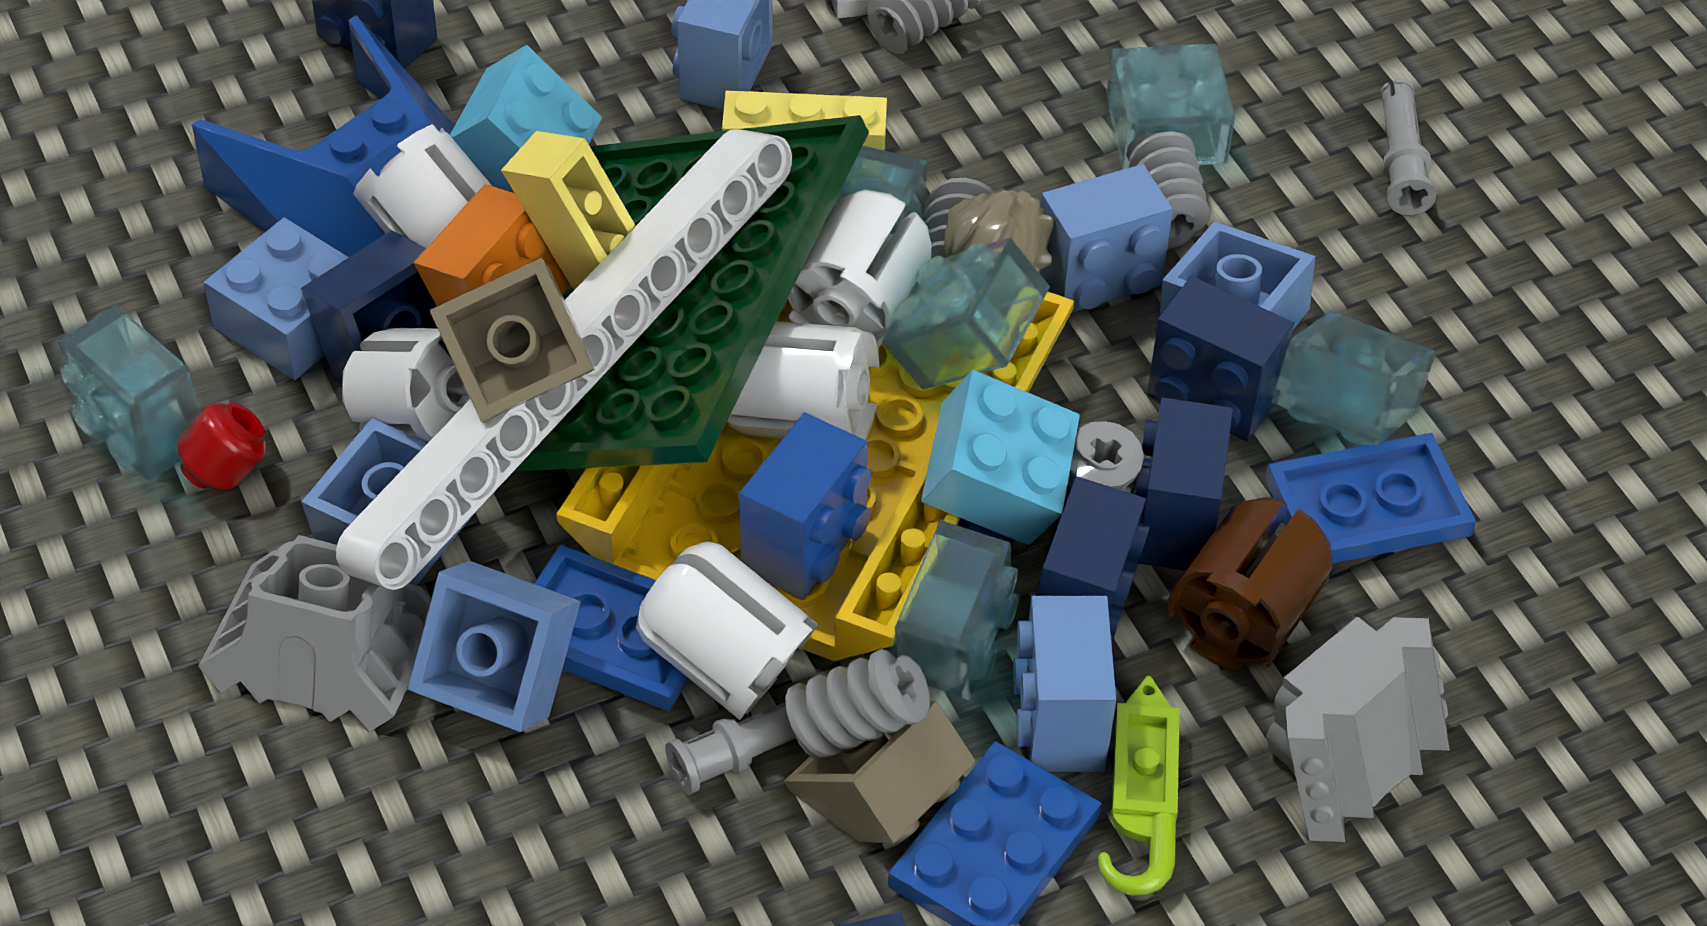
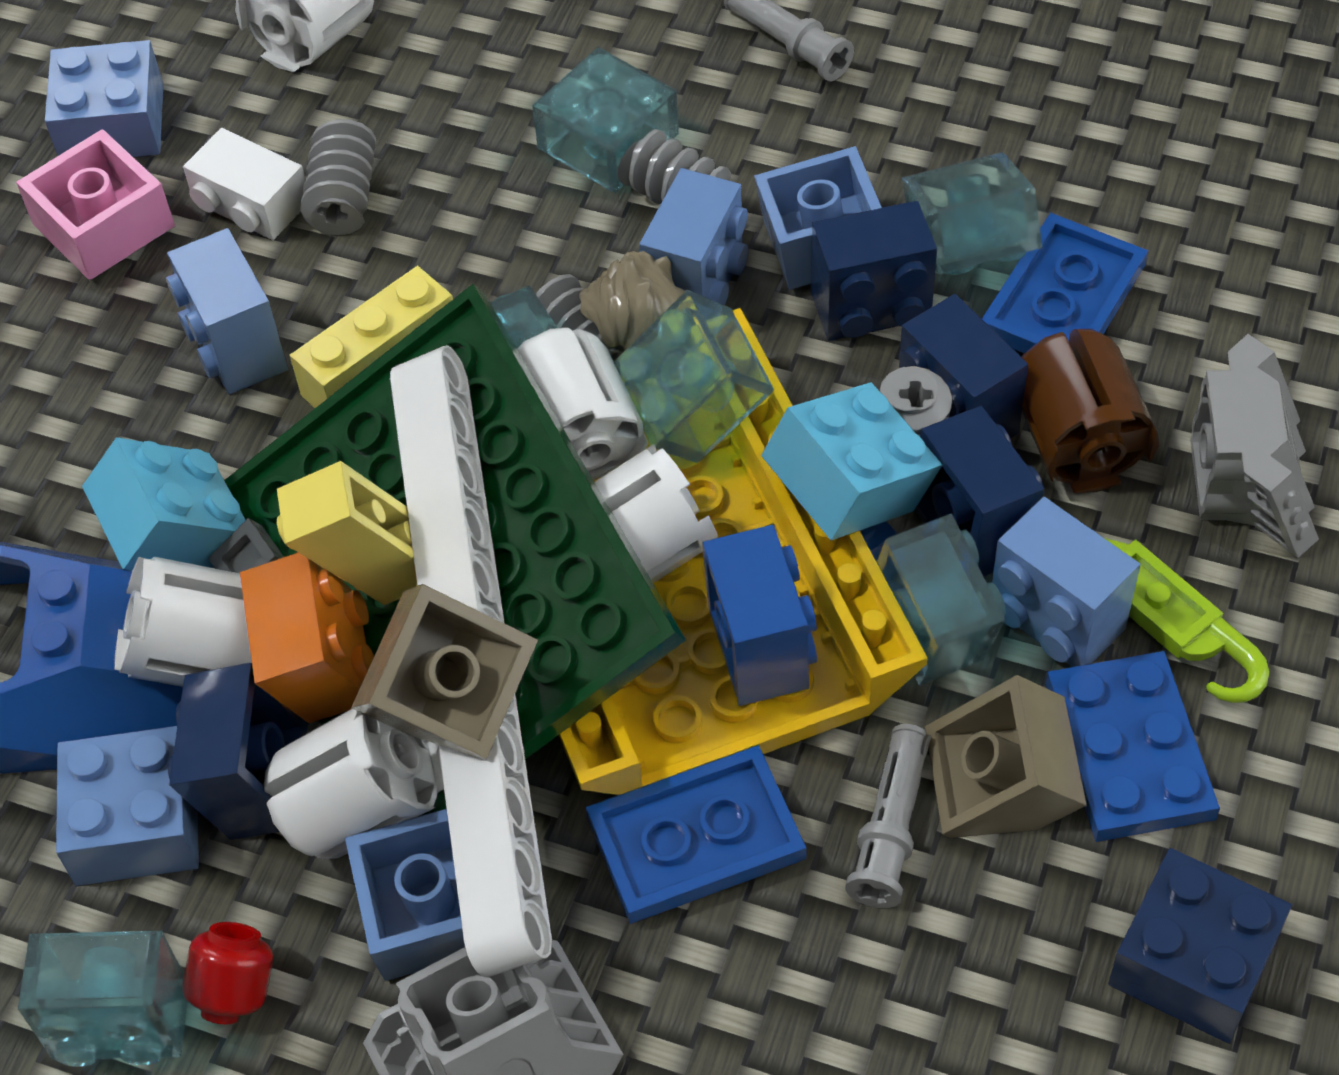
camera: 40 degrees left, 5 degrees up
(493, 645) = (655, 926): medium blue brick -> none
(722, 625) = (805, 757): white cylinder -> none
(857, 703) = (969, 729): light grey piece -> none

